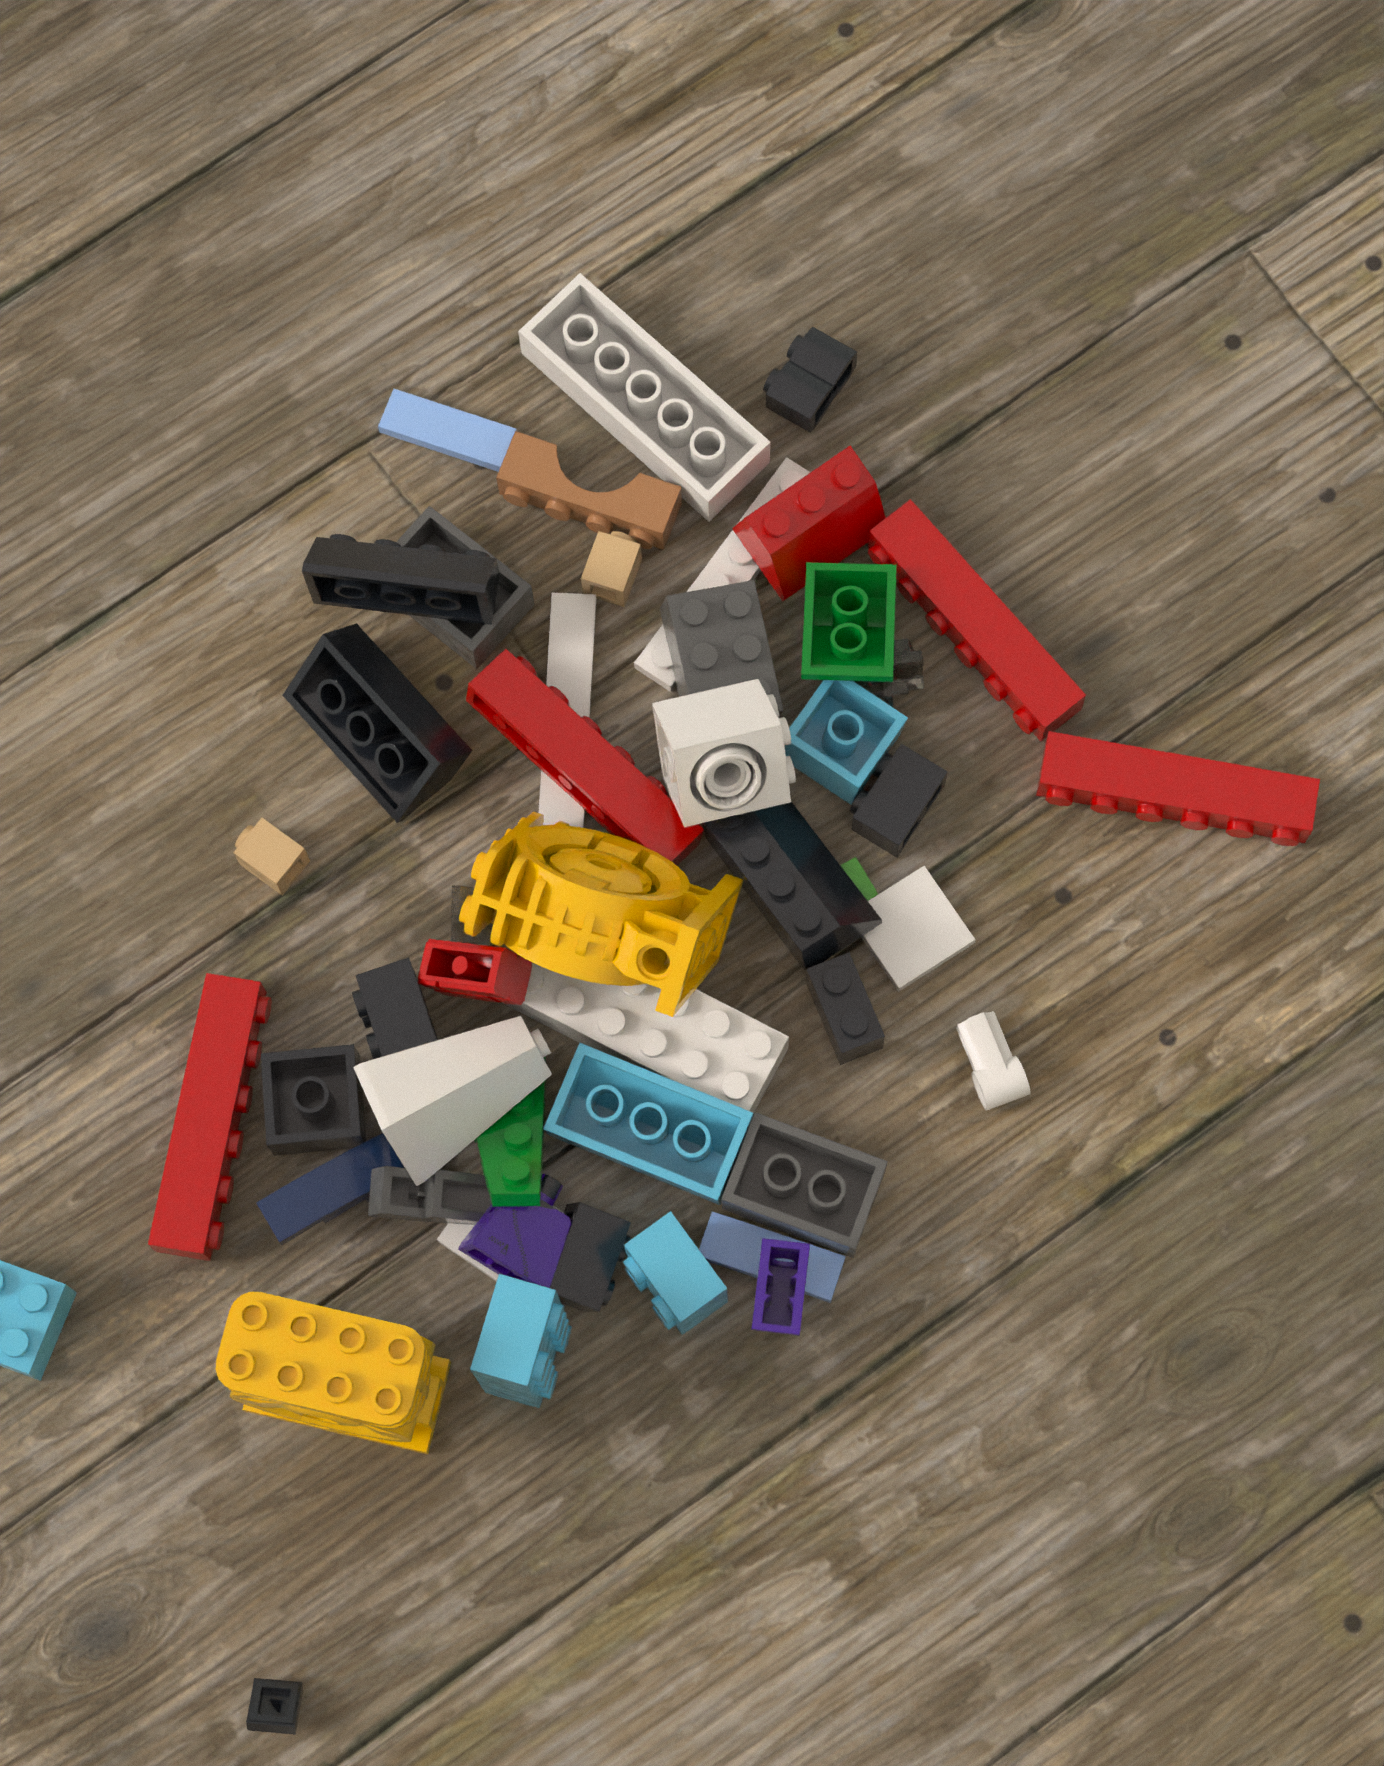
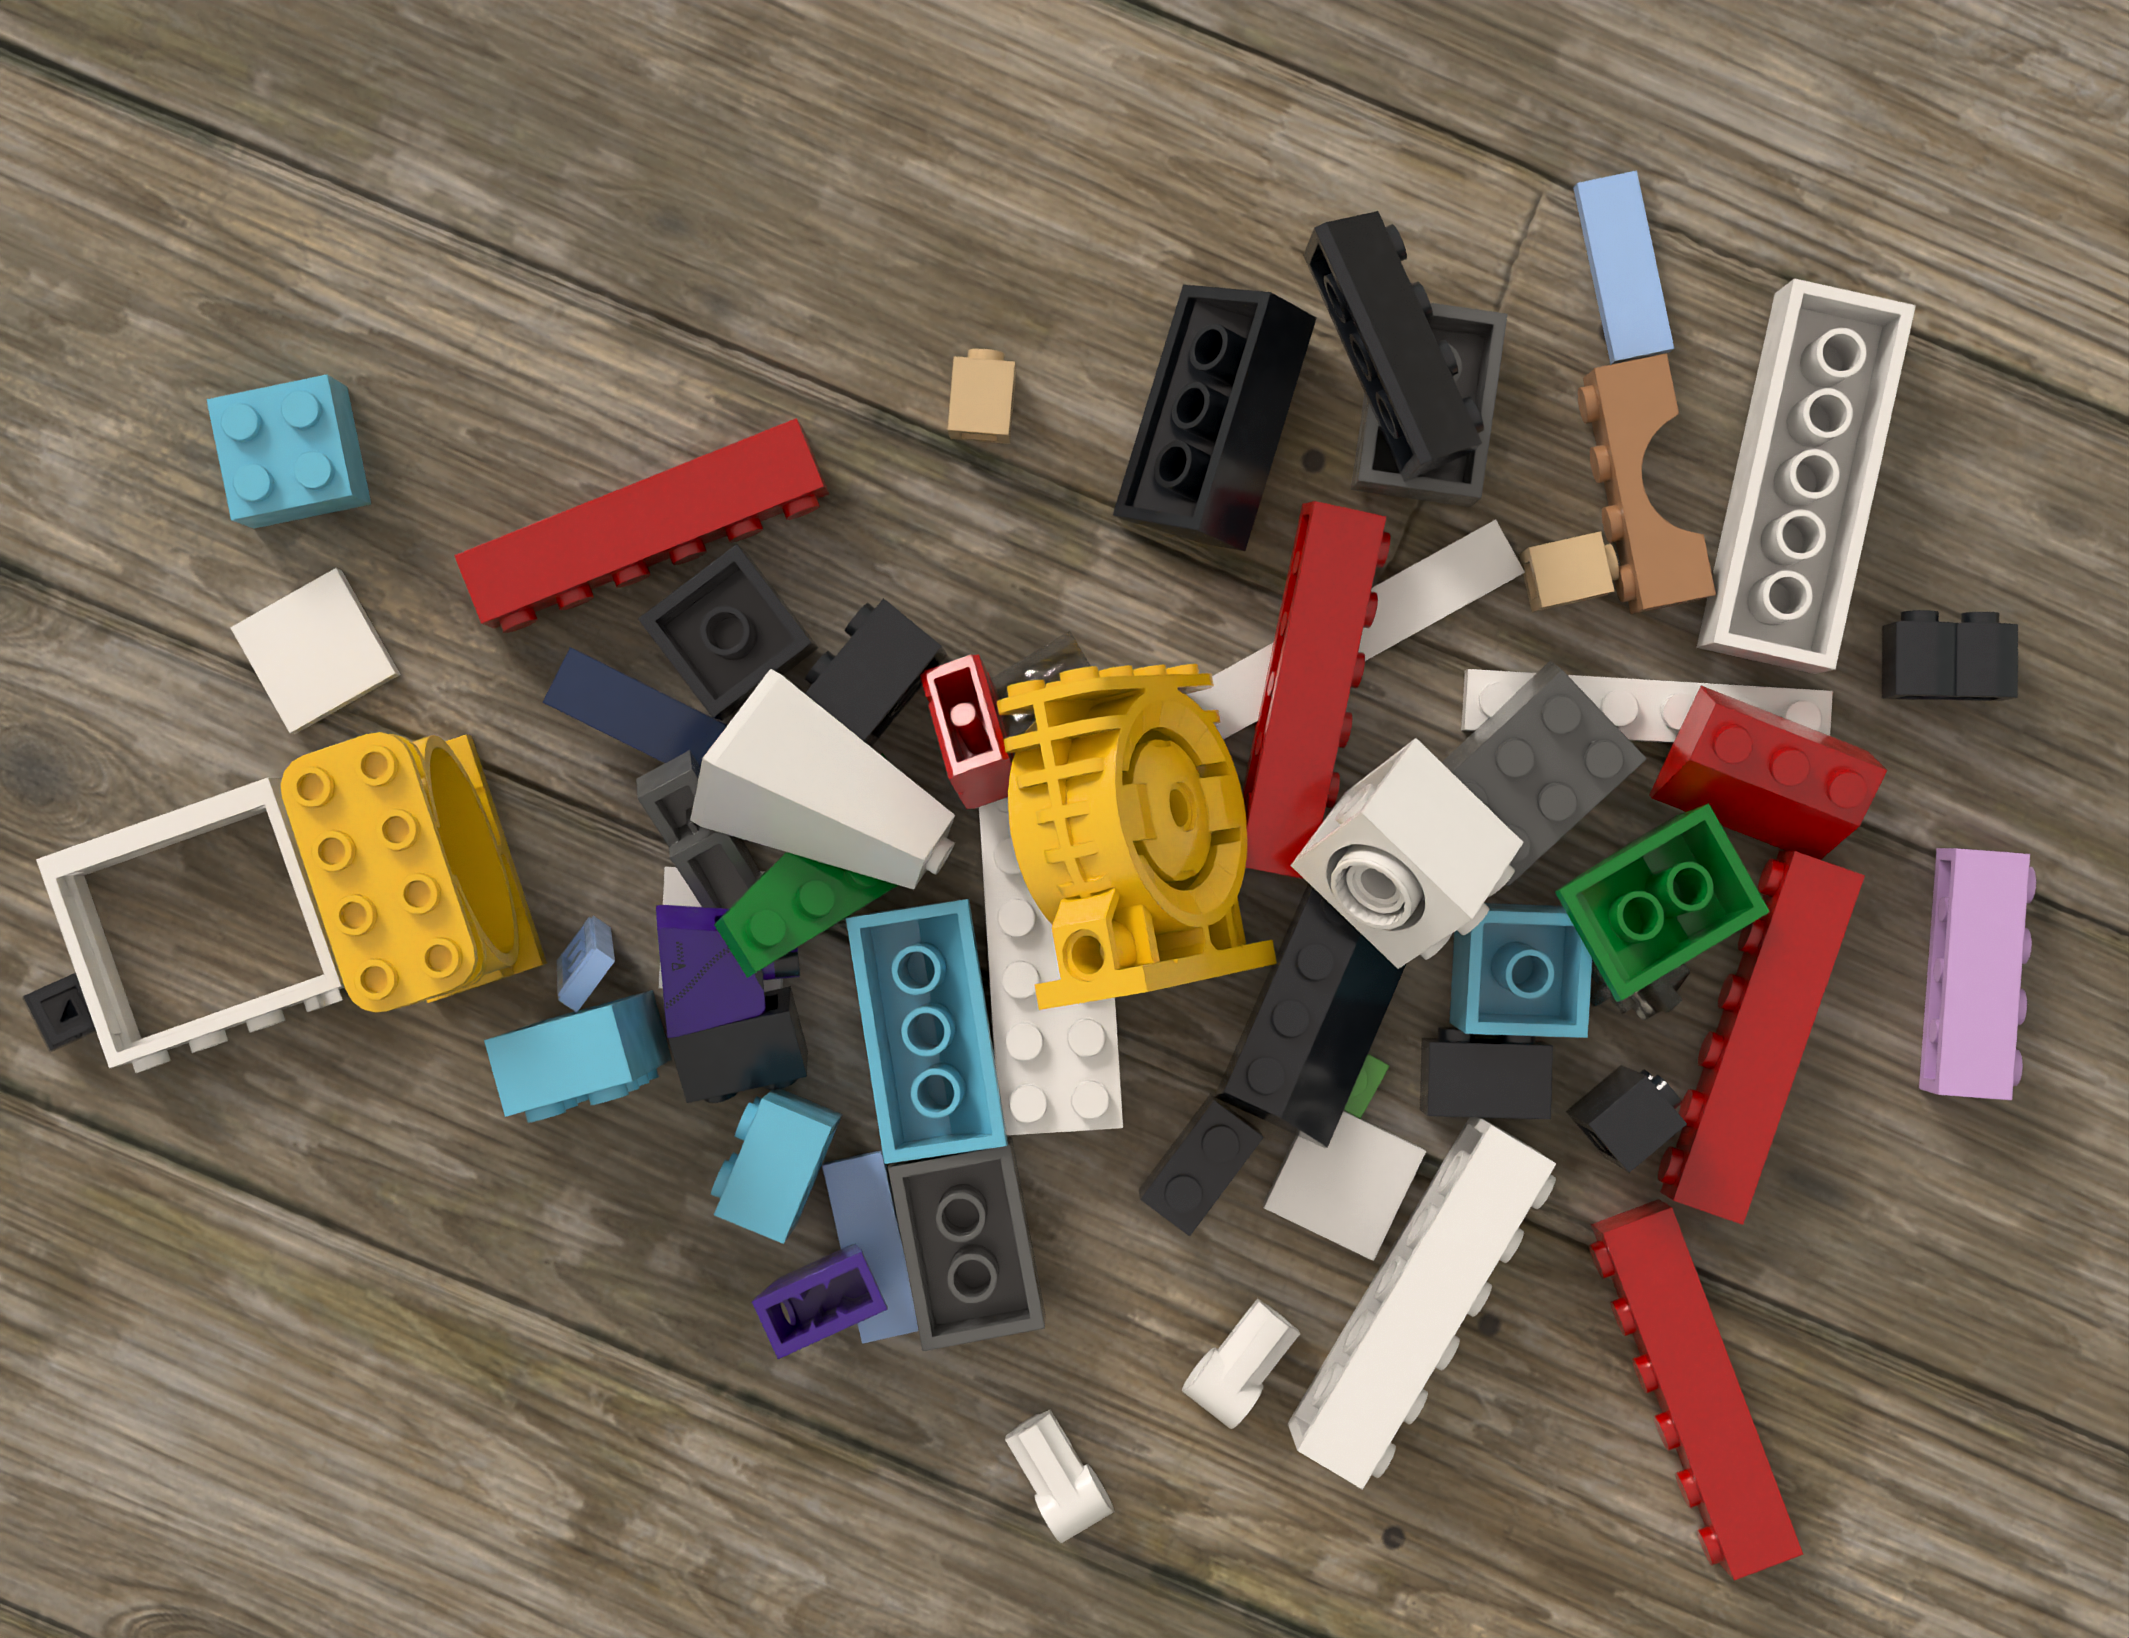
camera: 60 degrees right, 15 degrees up
(147, 1386) = (315, 651): none -> white tile
(201, 1553) = (91, 955): none -> white window
(463, 1313) = (584, 963): none -> light blue tile
(974, 724) = (1628, 1116): none -> black brick
(1010, 1223) = (1066, 1490): none -> white piece
(1013, 917) = (1419, 1301): none -> white brick
(1014, 472) = (1976, 973): none -> lavender brick

